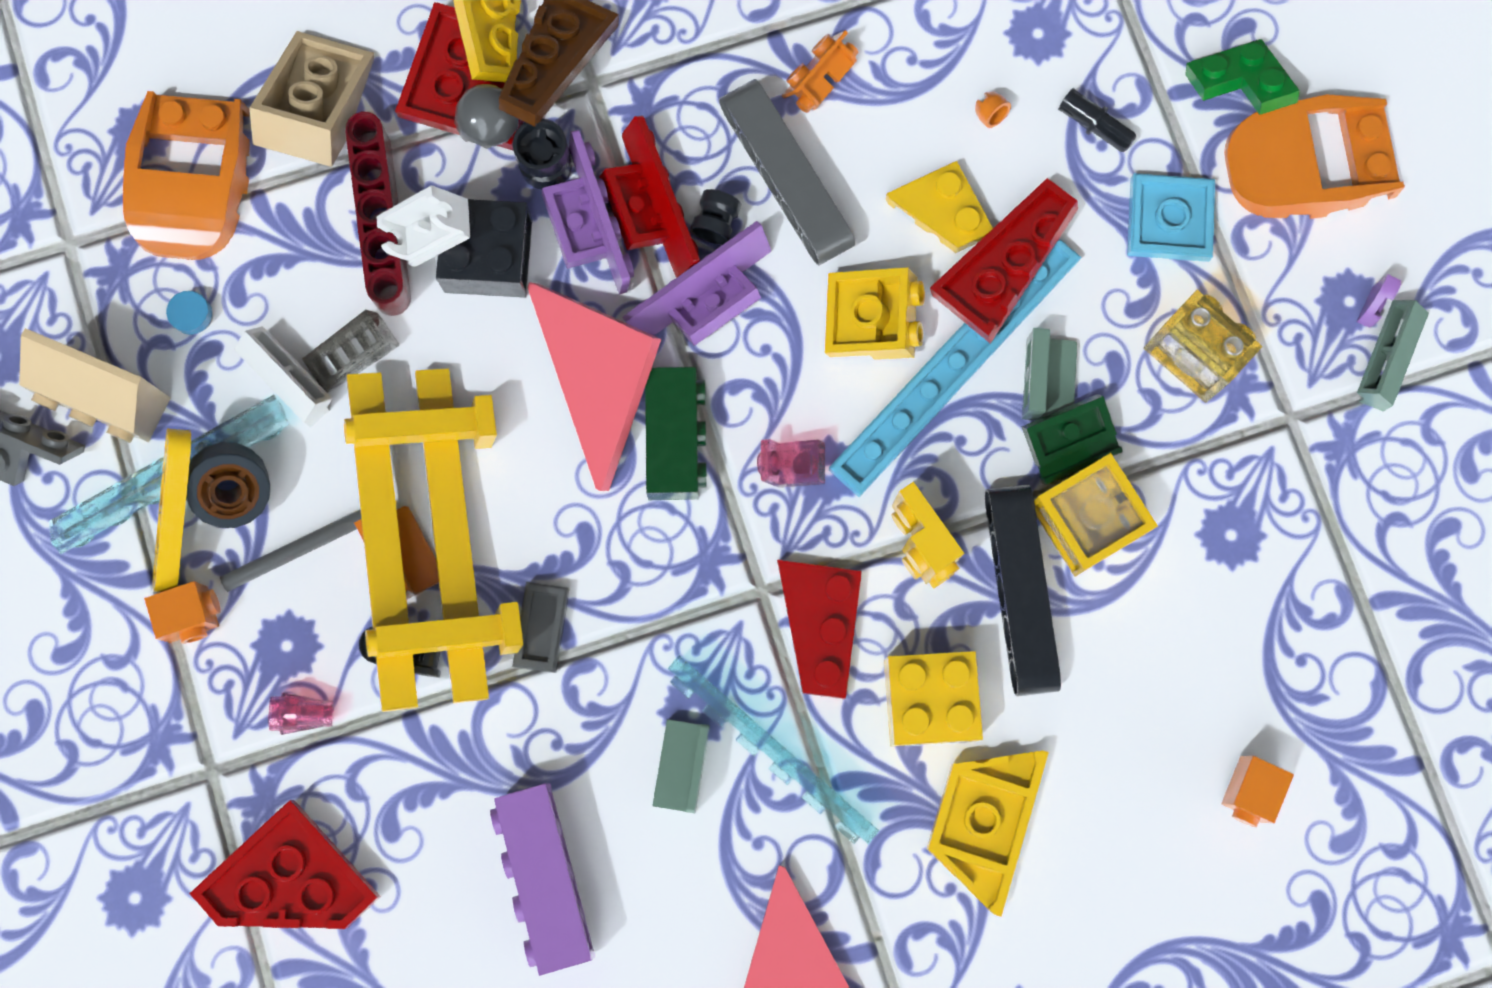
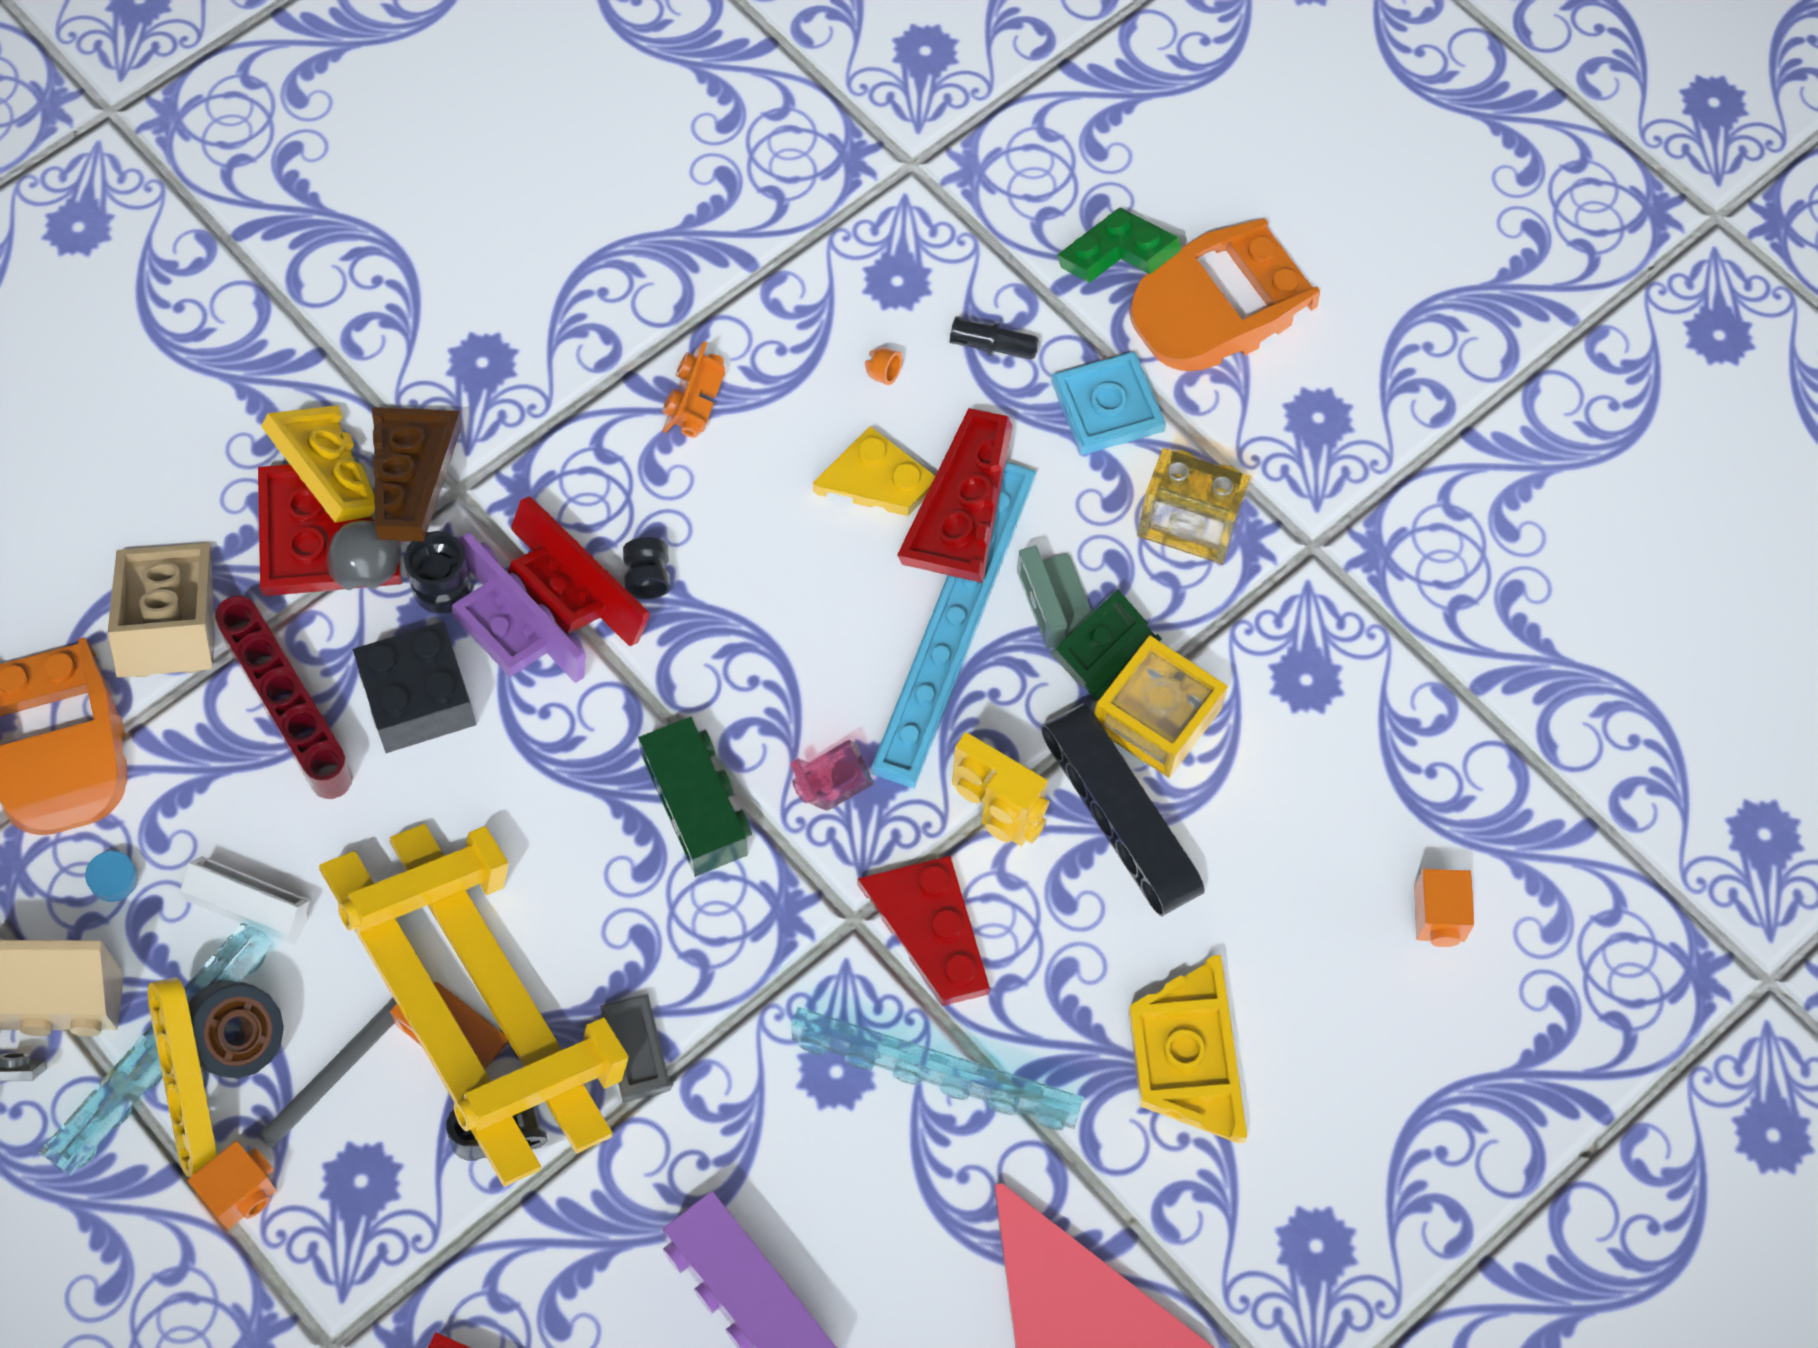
camera: 25 degrees left, 15 degrees down
(298, 713) = (406, 1240): clear pink cone -> none
(358, 362) = (302, 824): clear smoke slope -> none
(426, 225) = (347, 678): white hinge -> none
(600, 371) = (590, 762): coral tile -> none
(681, 766) = (848, 1126): sand green panel -> none
(707, 292) = (667, 646): medium lavender bracket -> none
(787, 172) = (701, 499): dark grey beam -> none
(873, 313) = (851, 600): yellow plate -> none
(933, 699) = (1079, 950): yellow piece -> none
(1380, 292) = (1343, 403): medium lavender tile -> none
(1397, 357) = (1386, 448): sand green piece -> none

